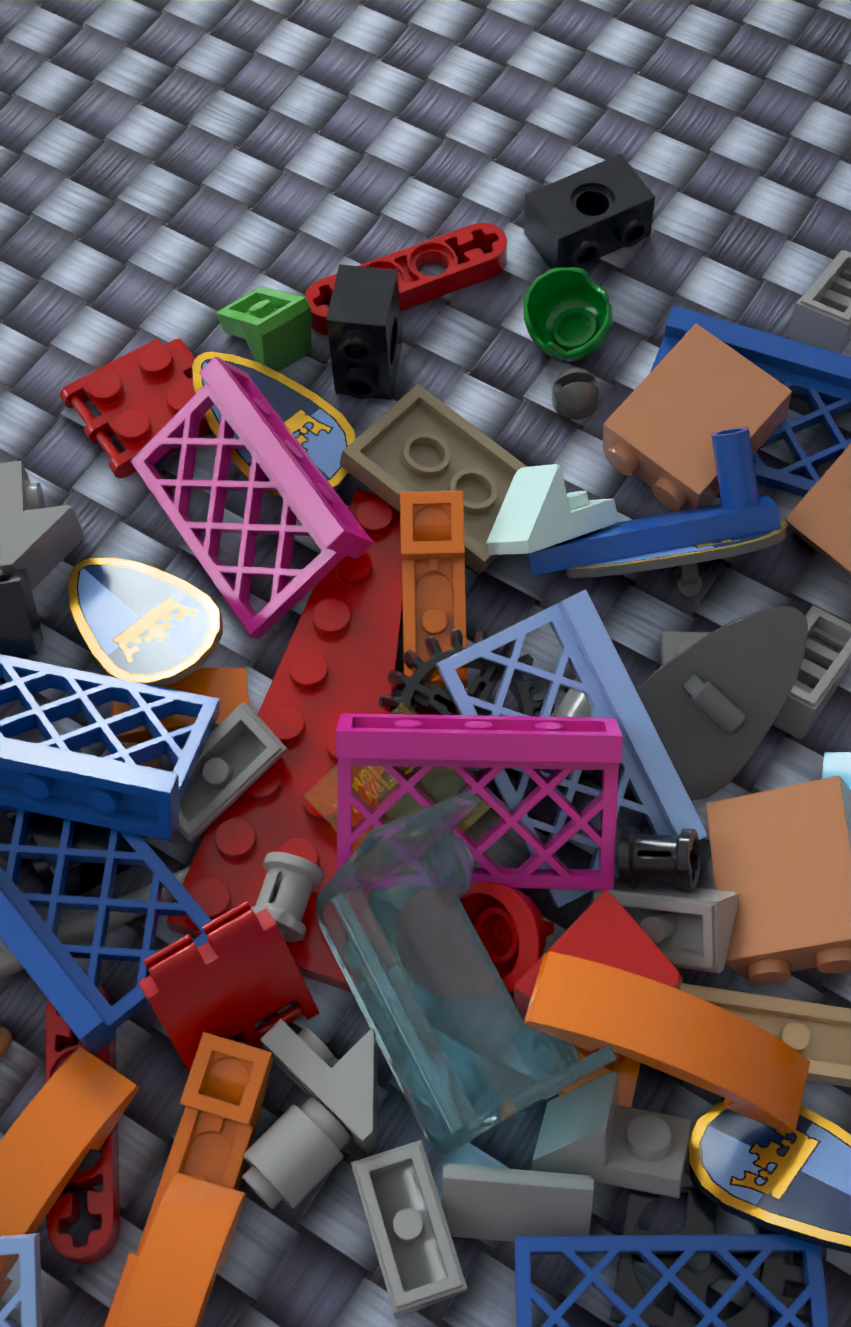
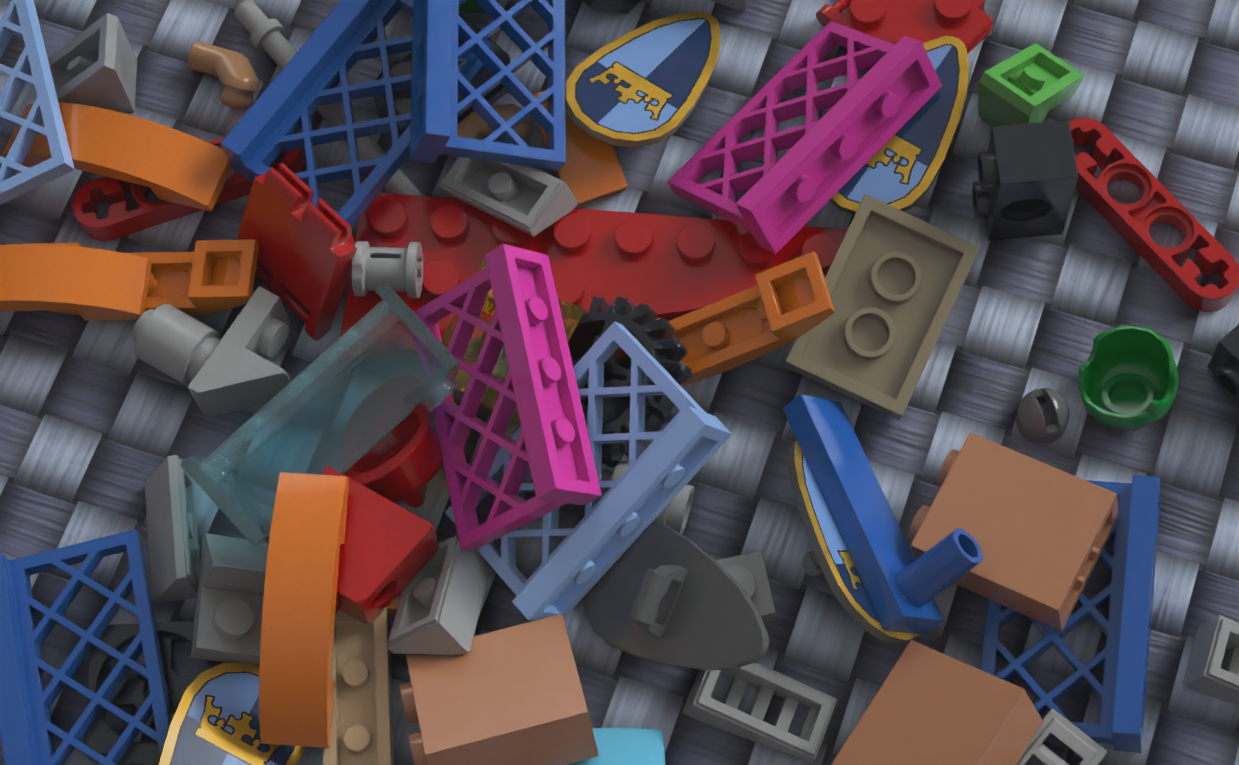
camera: 80 degrees right, 5 degrees up
(408, 1228) = (132, 445): light grey slope -> none
(542, 513) = (835, 399): light aqua slope -> none
(659, 858) = (488, 576): black bush -> none

